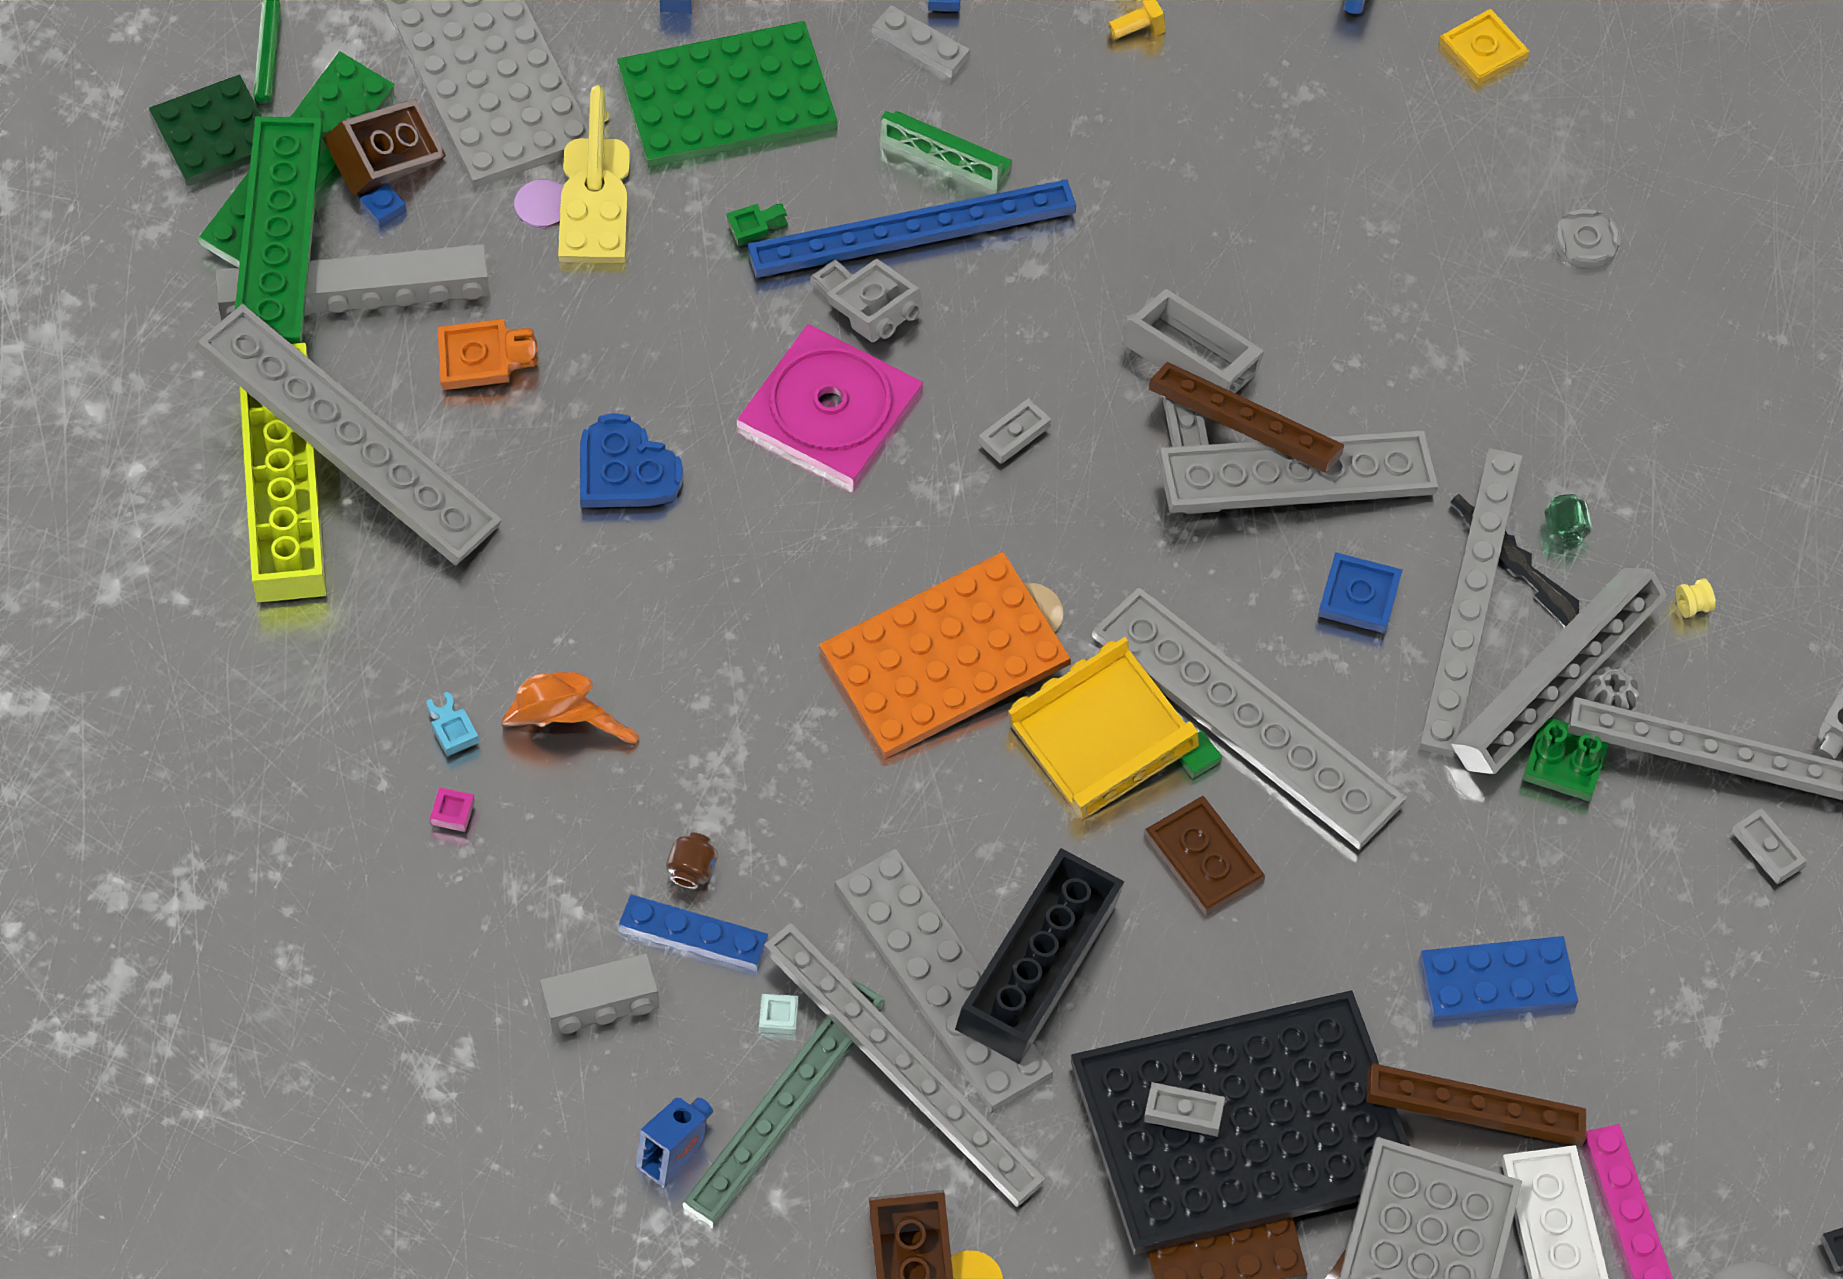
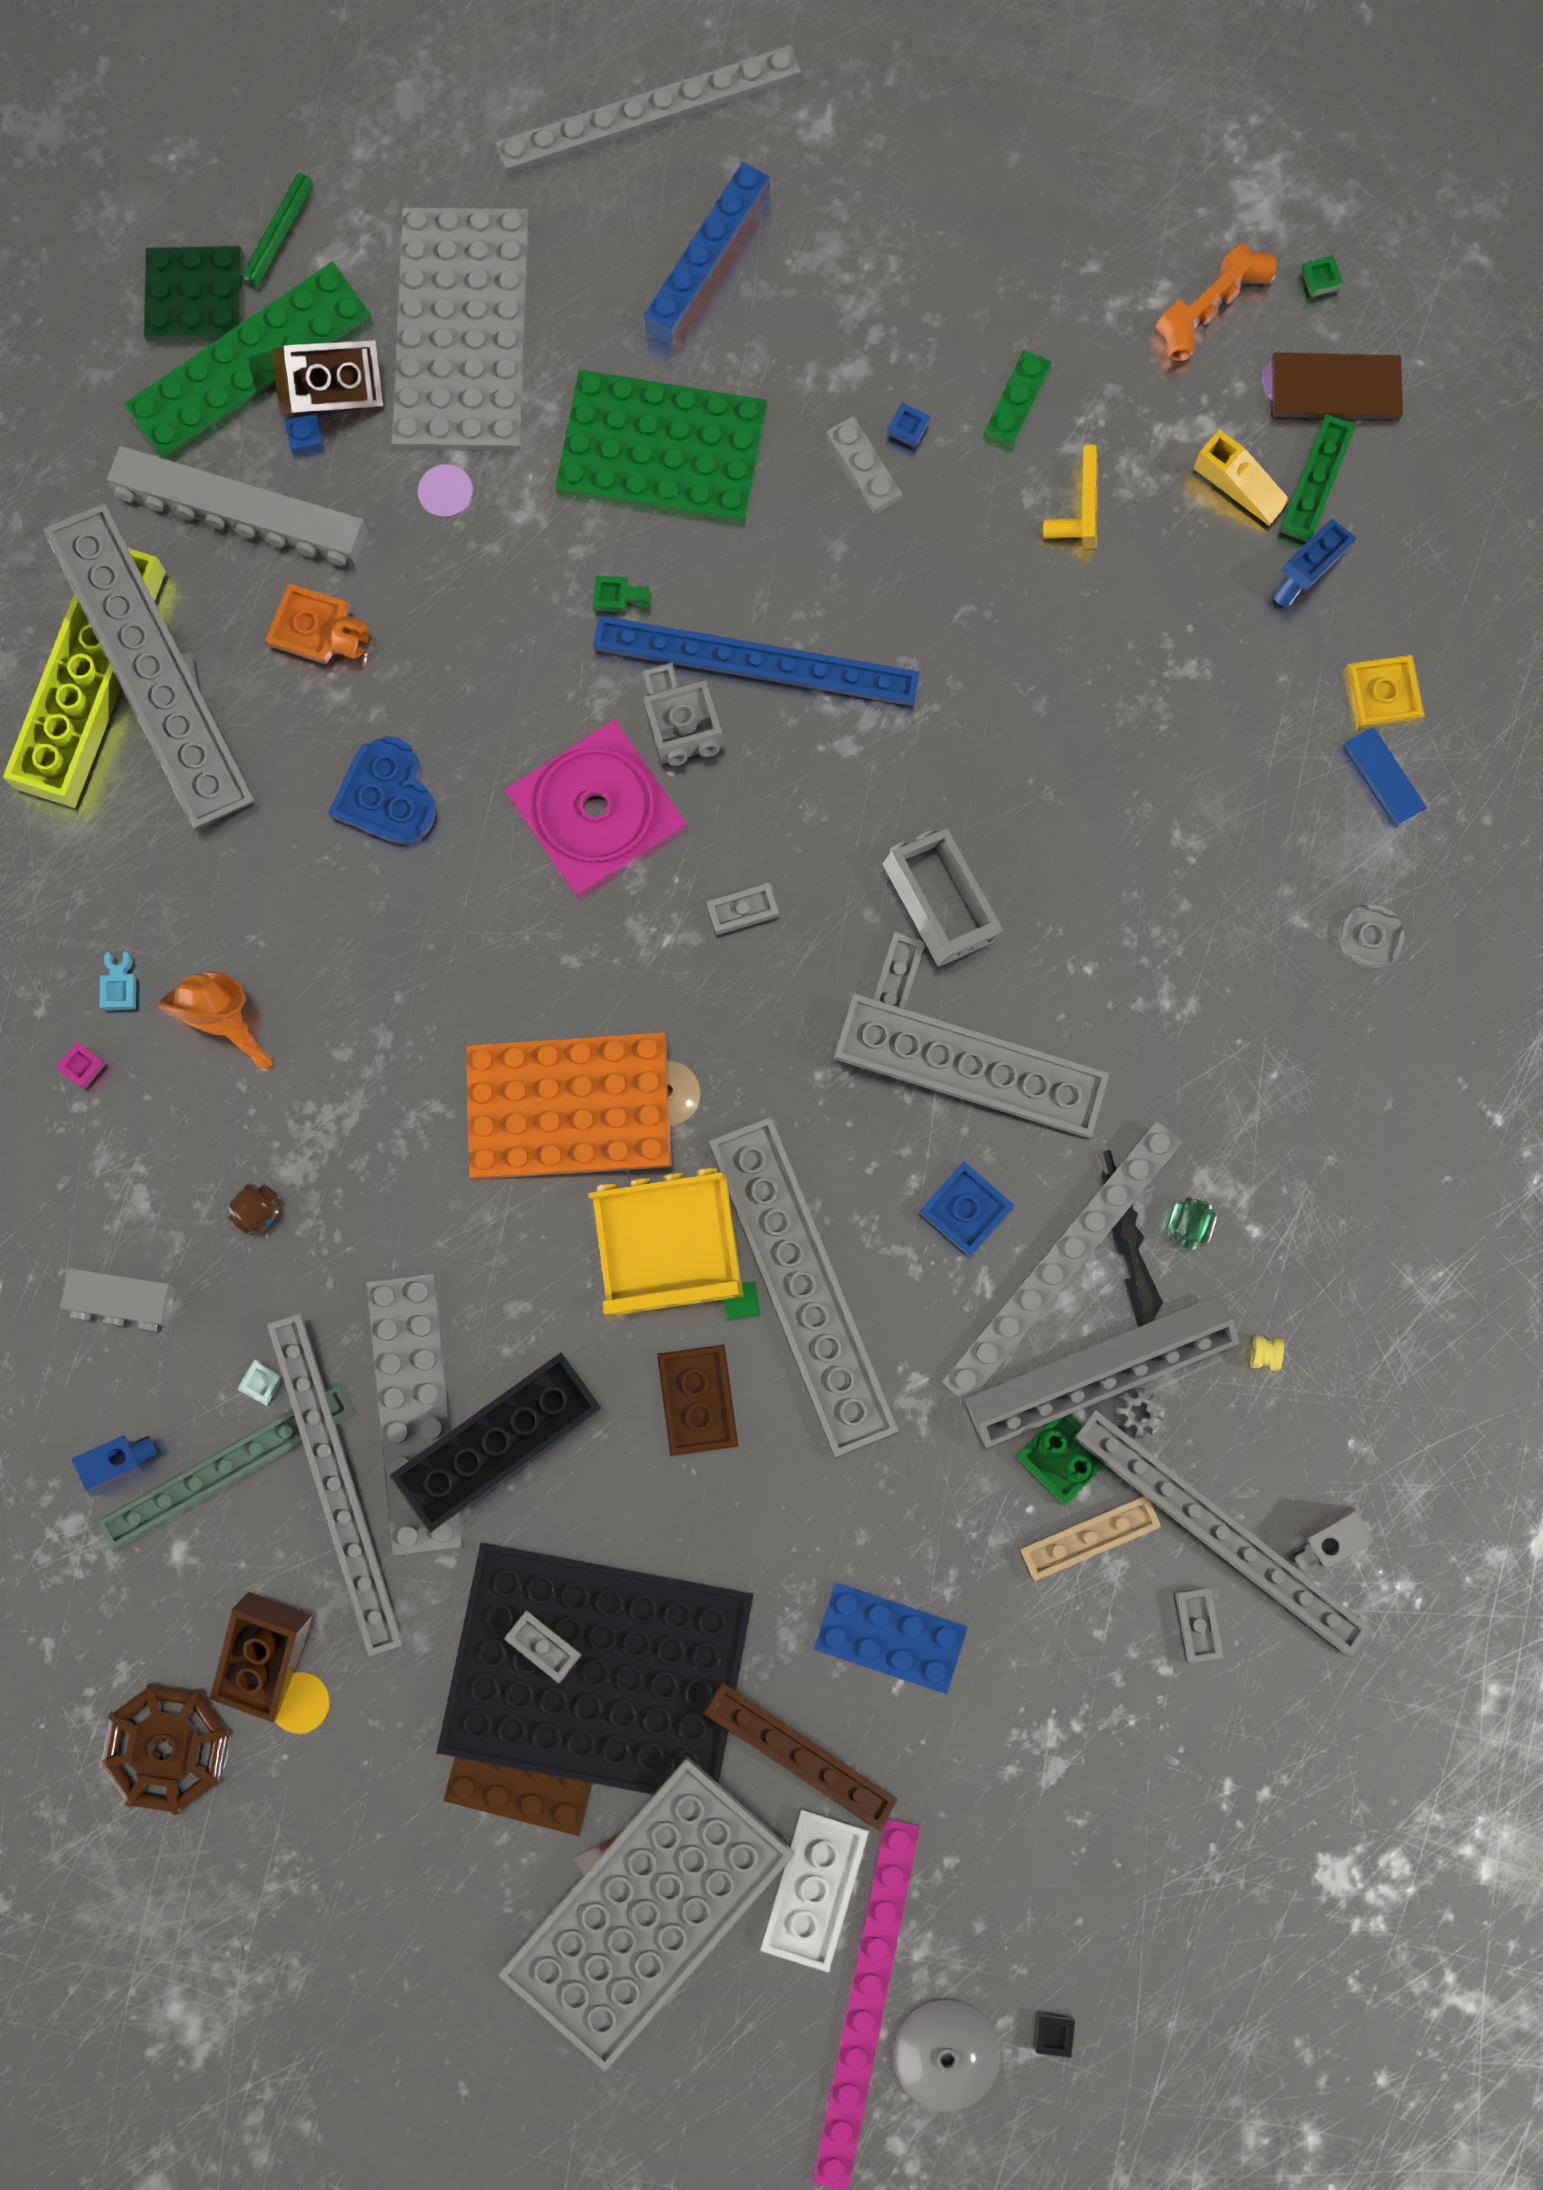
camera: 30 degrees right, 20 degrees up
(280, 222) = (188, 427): green plate -> none
(594, 195) = (478, 530): light yellow plate -> none
(693, 932) = (227, 1273): blue plate -> none
(944, 149) = (828, 589): green fence -> none
(1246, 417) = (948, 996): reddish brown plate -> none
(1523, 110) = (1385, 776): none -> blue tile
(1629, 815) = (1090, 1538): none -> tan plate

